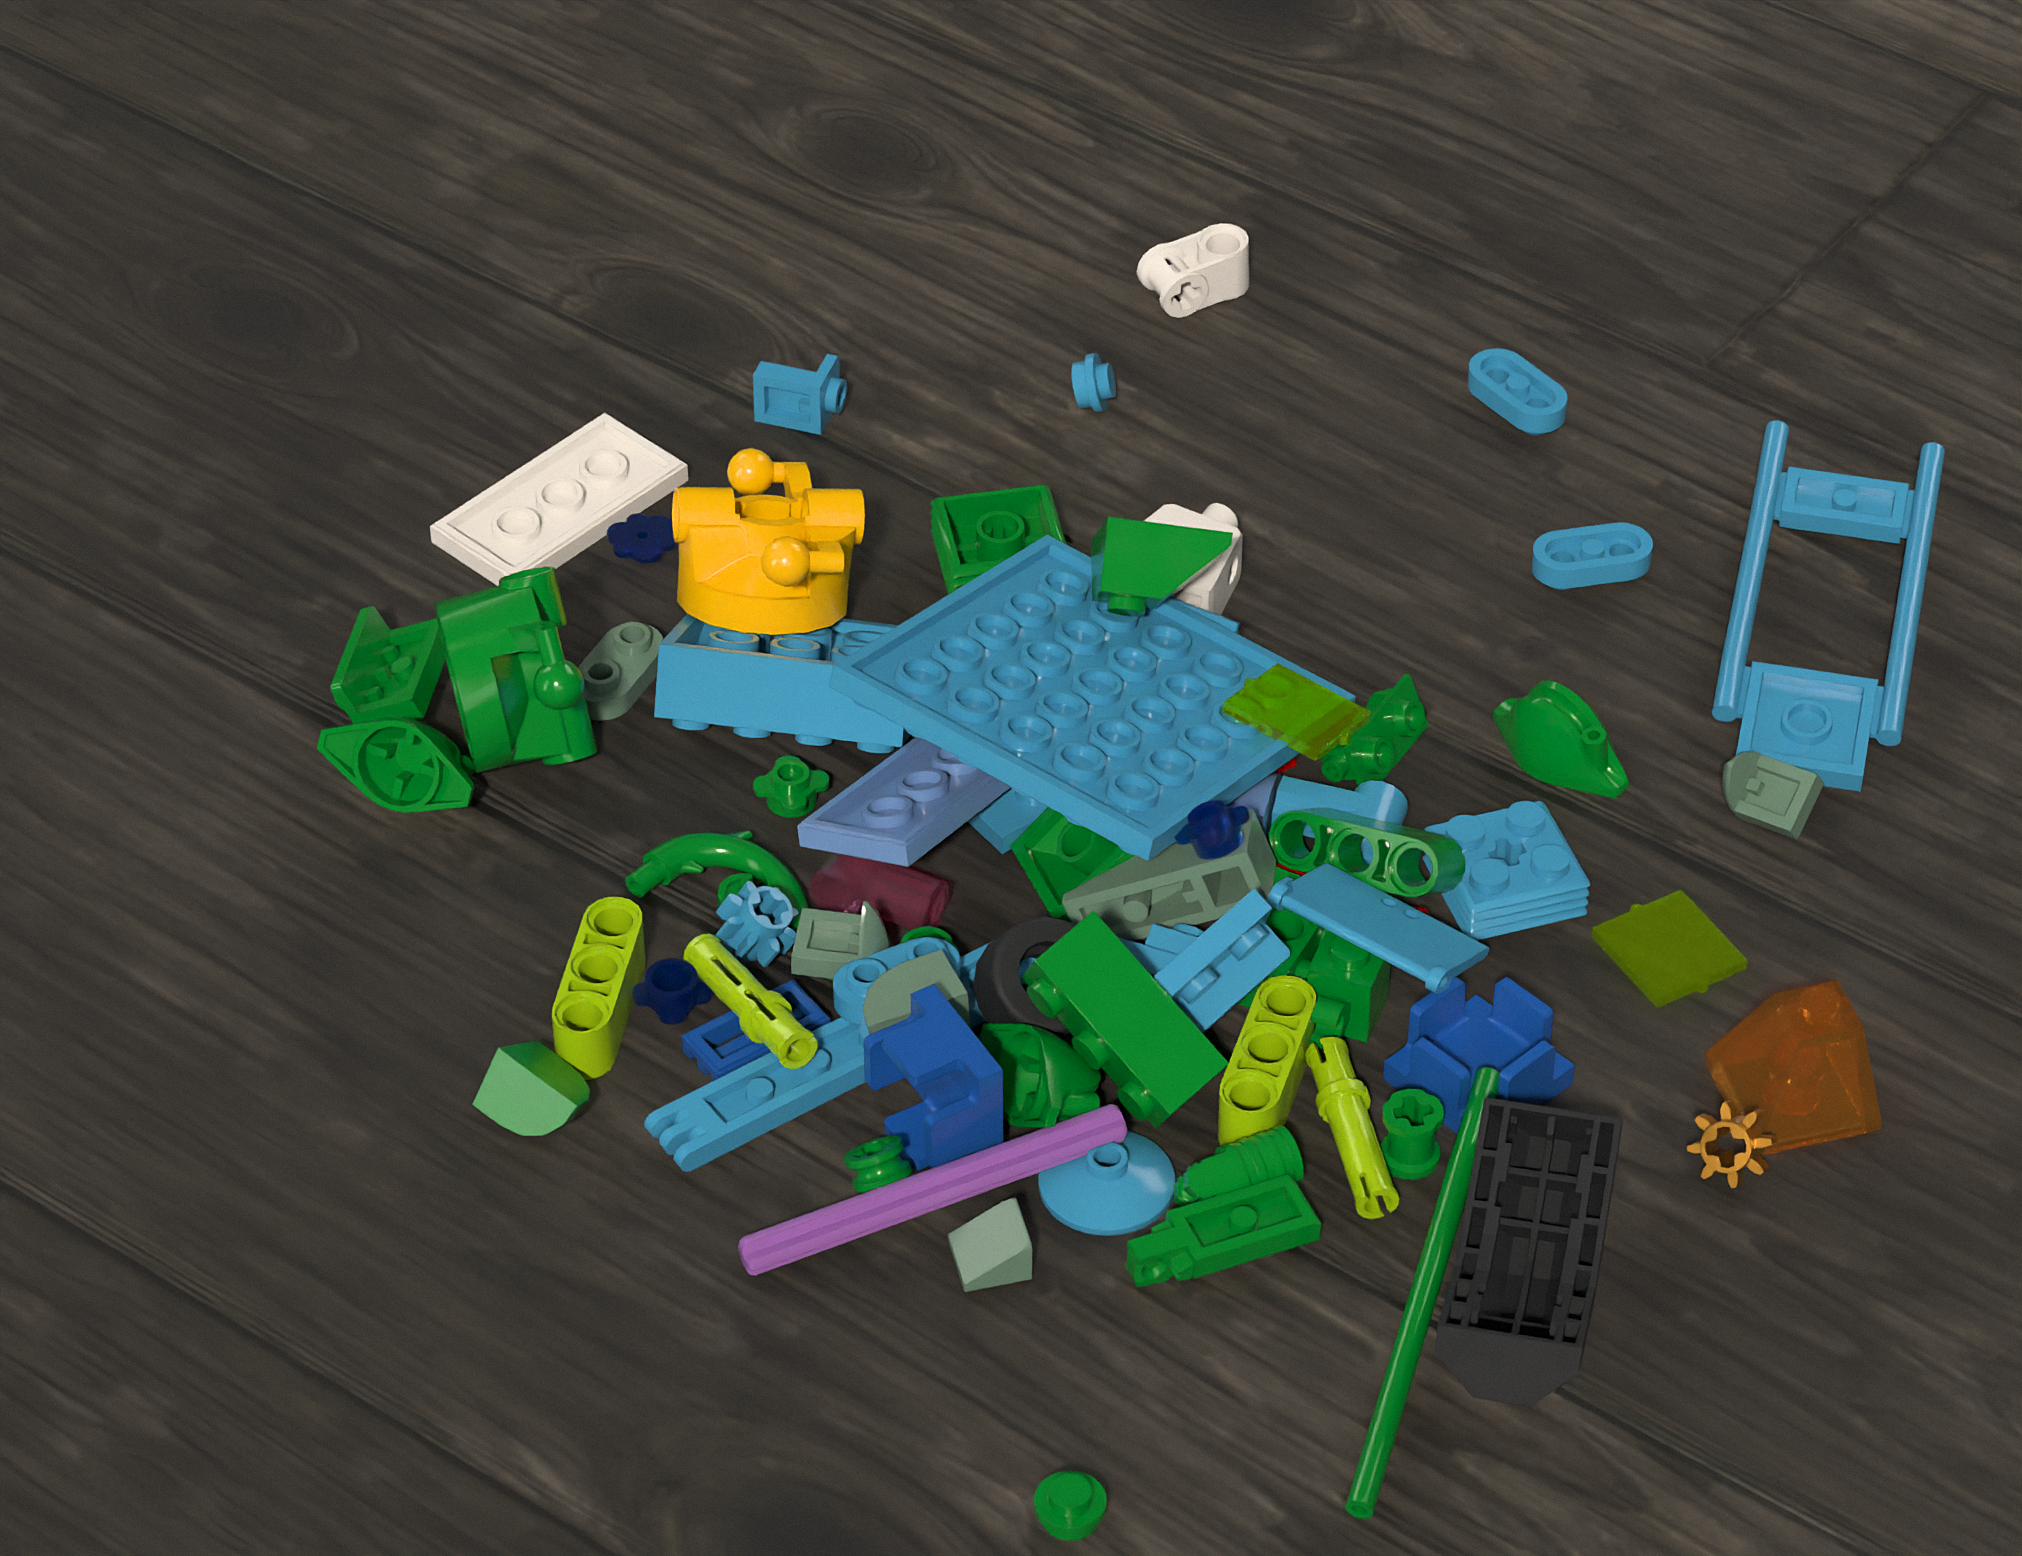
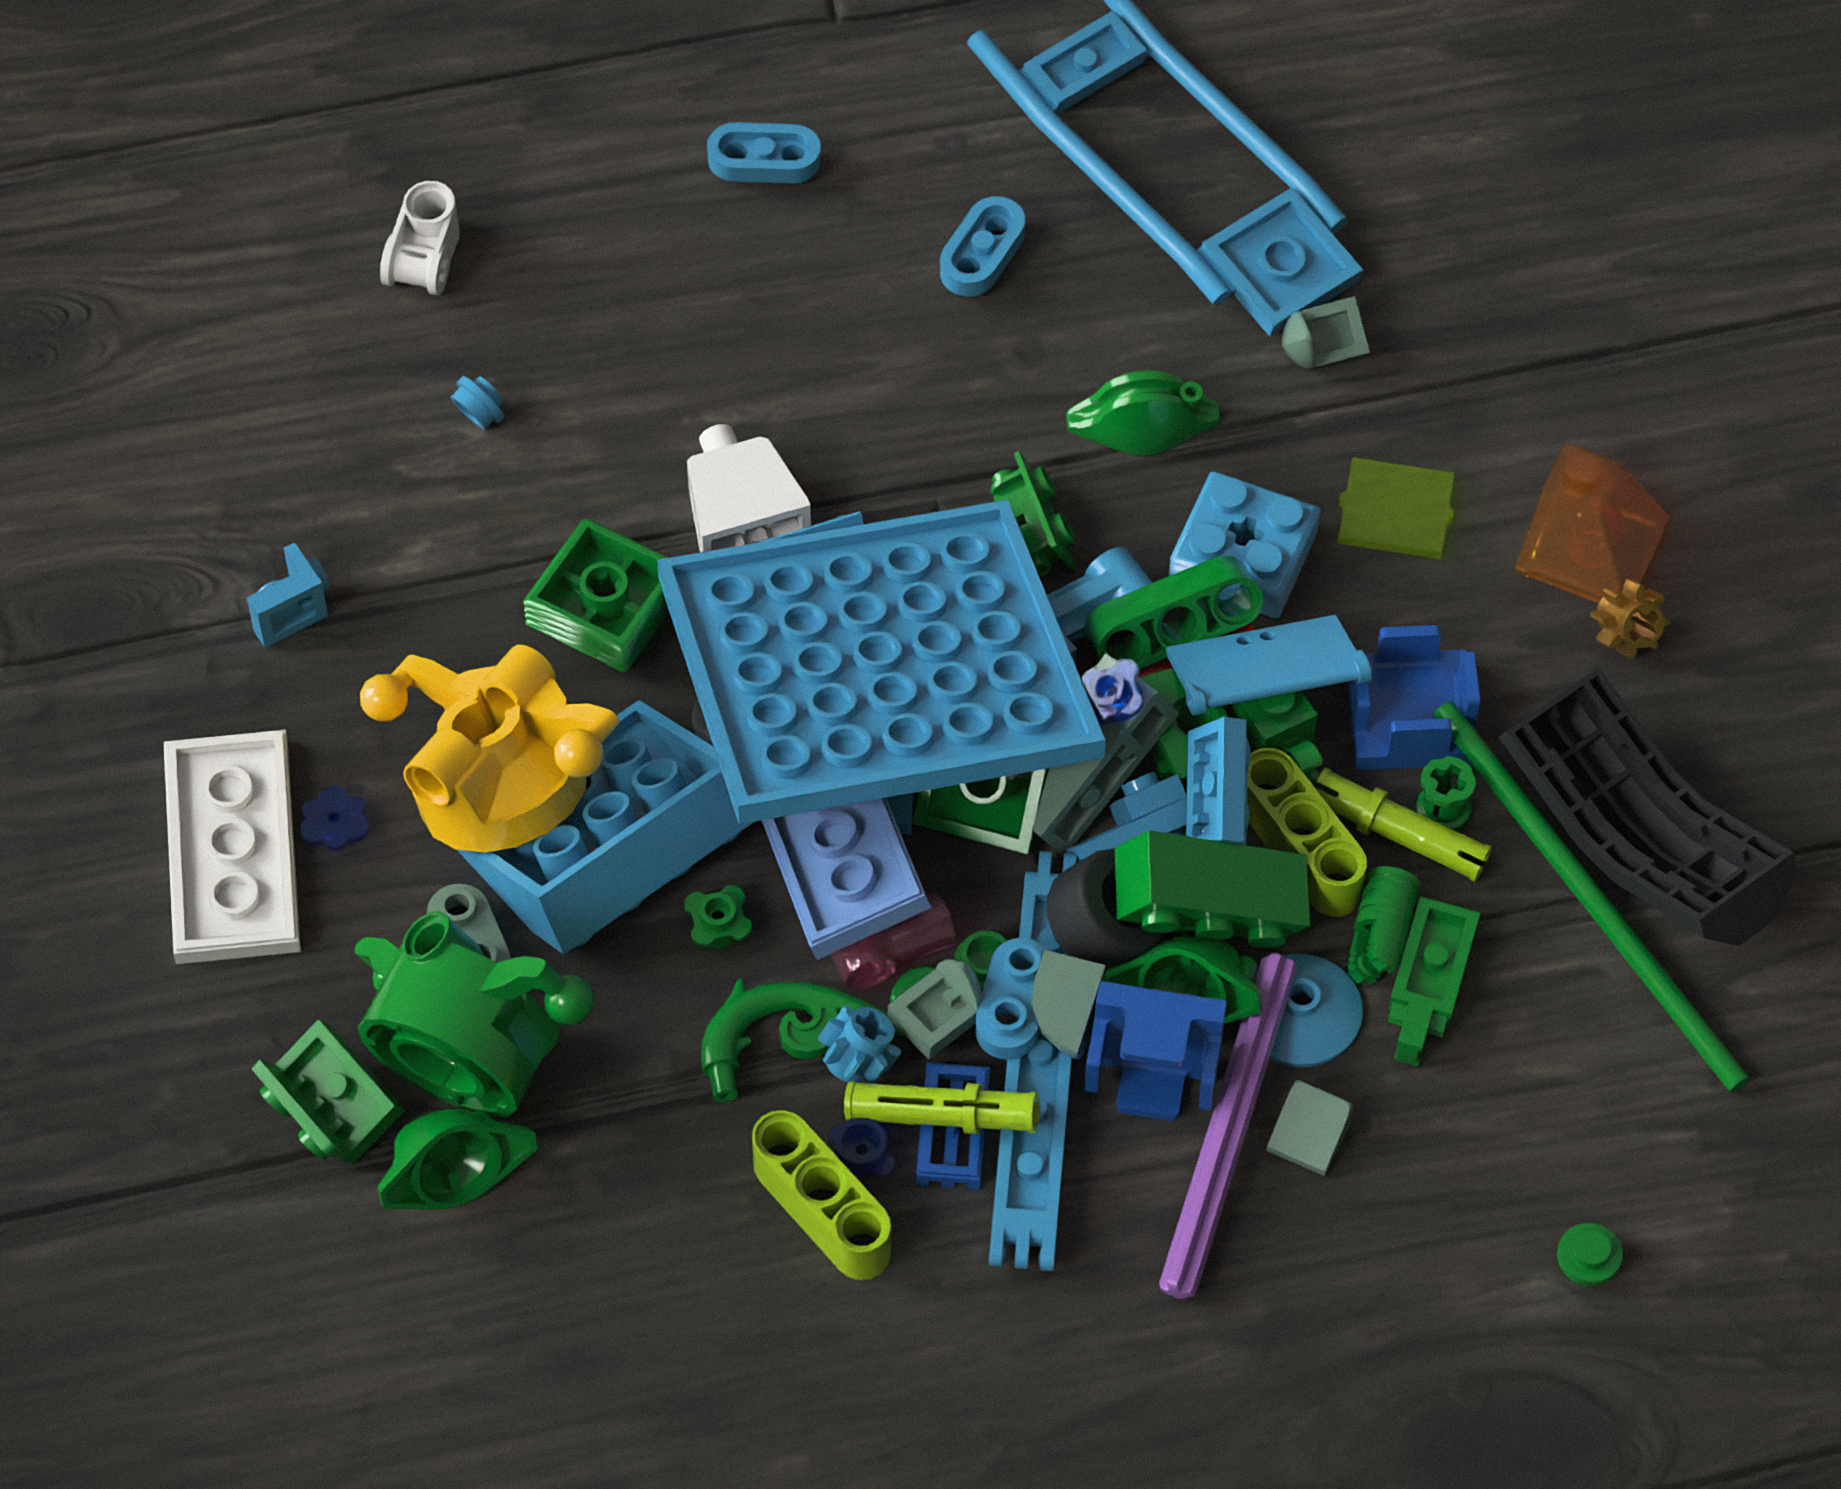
camera: 50 degrees left, 15 degrees up
(531, 1090) = (888, 1312): brick -> none
(877, 1163) = (1181, 1153): green bush -> none
(1148, 562) = (786, 523): green slope -> none
(1296, 711) = (1005, 549): clear neon green piece -> none

